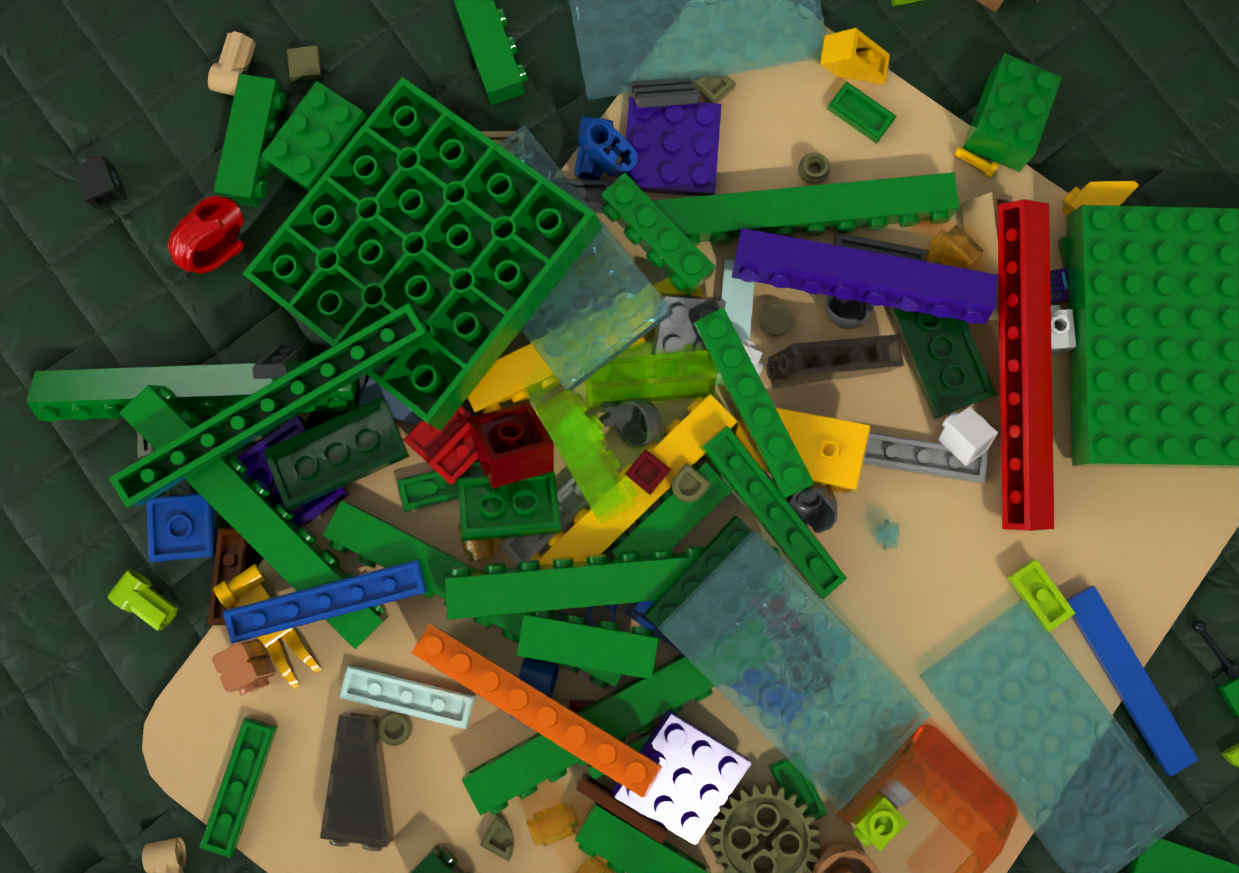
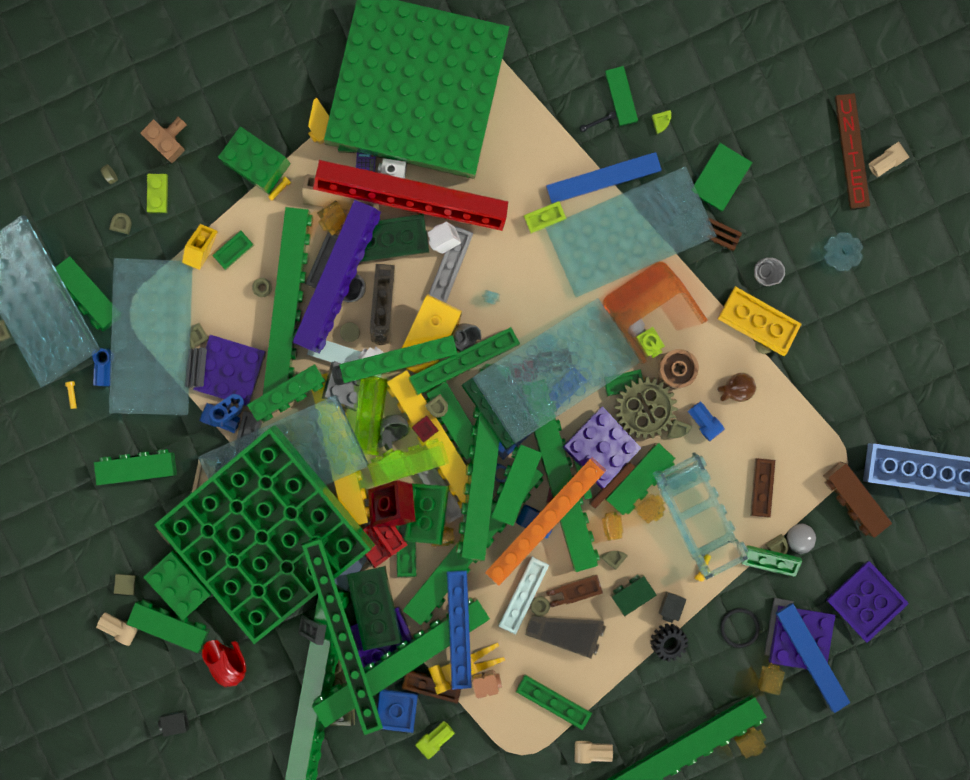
camera: 80 degrees left, 5 degrees up
(431, 785) = (577, 590): none -> reddish brown hinge

